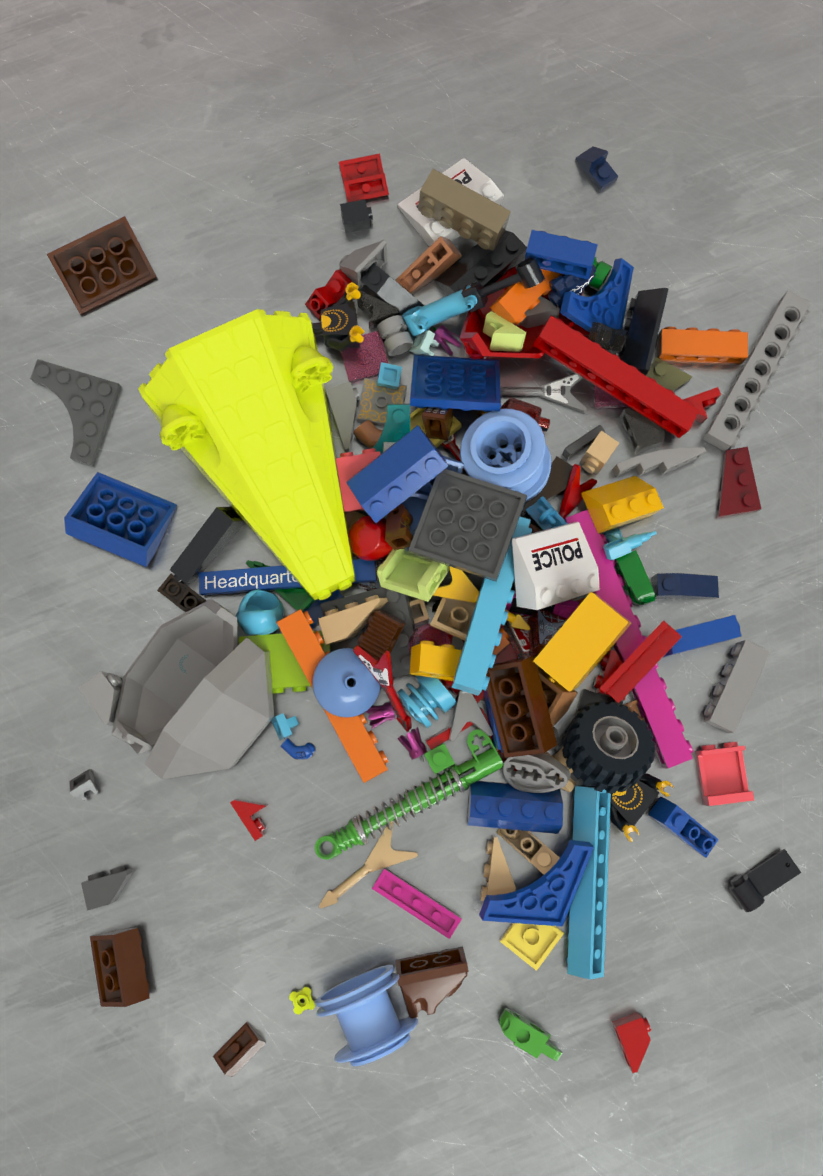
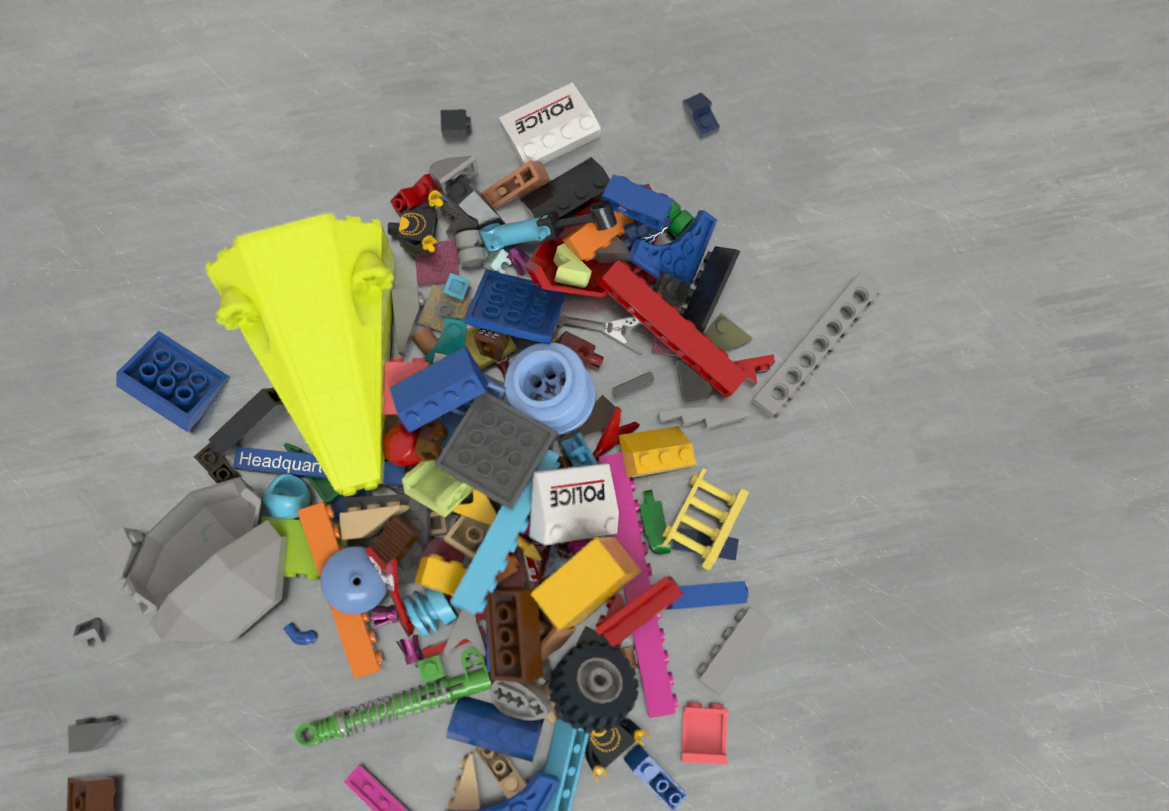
camera: 10 degrees right, 0 degrees up
(87, 401) = (161, 261): dark grey plate -> none
(101, 265) = (200, 129): reddish brown slope -> none
(245, 811) = (237, 685): red slope -> none
(283, 725) = (289, 609): medium azure tile -> none
(363, 178) = (470, 86): red slope -> none
(380, 857) = (358, 753): tan piece -> none
(463, 210) = (554, 140): dark tan brick -> none
(598, 453) = (643, 399): tan brick -> none
(620, 546) = (646, 494): medium azure piece -> none
(702, 345) = (768, 310): orange brick -> none
(705, 556) = (717, 535): none -> light yellow fence
(738, 486) = (777, 453): dark red wing -> none

